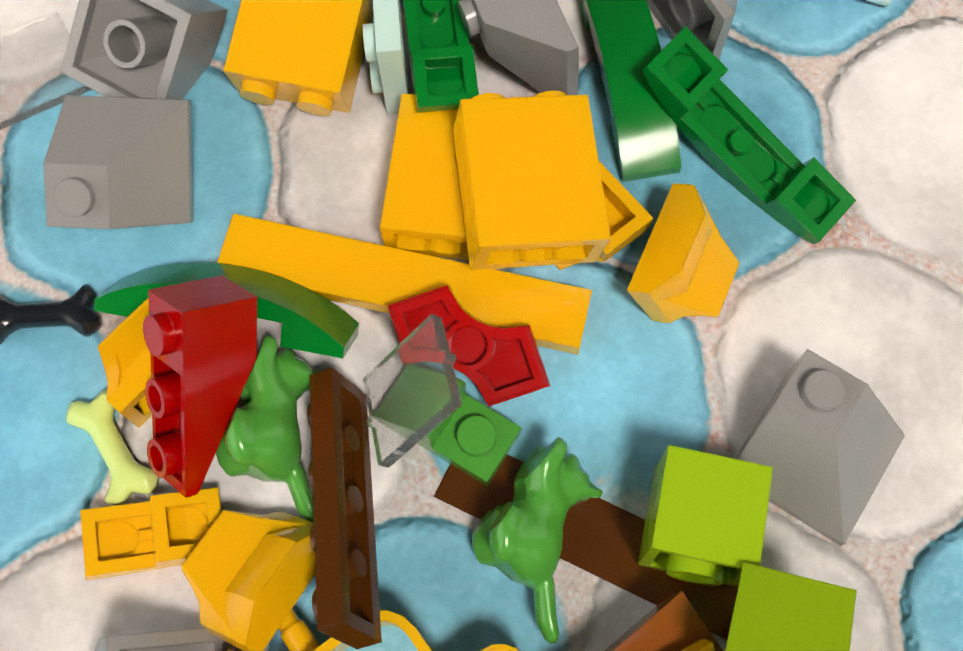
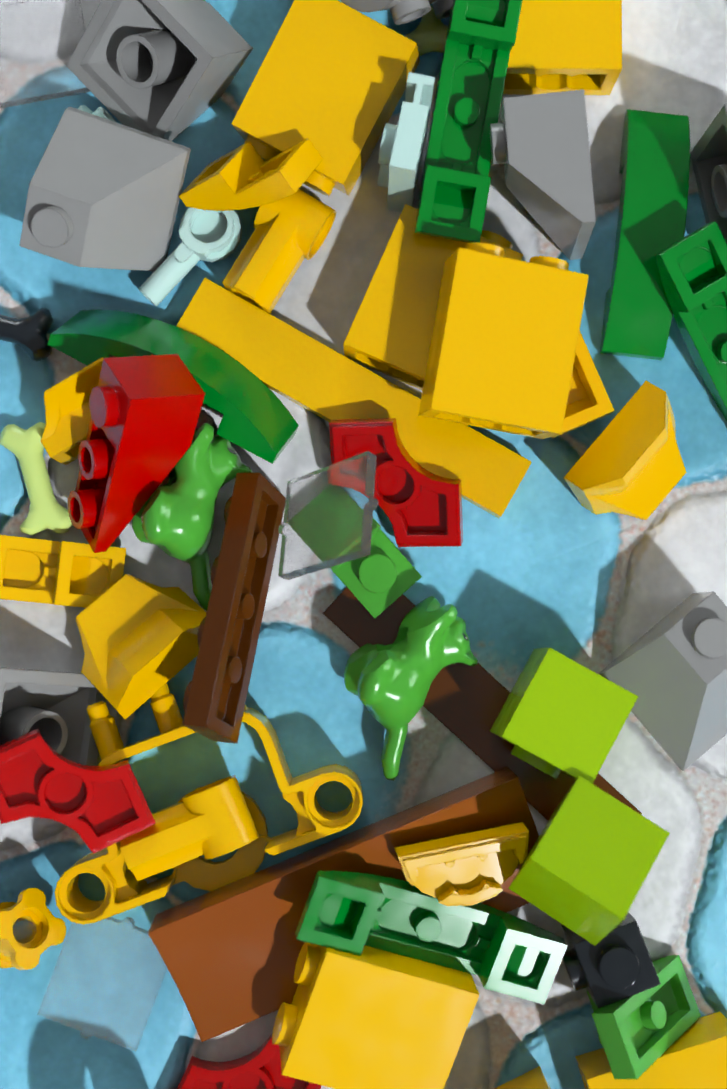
camera: 15 degrees right, 15 degrees up
(226, 176) = (204, 237): none -> light aqua plate
(250, 113) = (246, 181): none -> yellow slope
(298, 154) = (282, 239): none -> yellow piece

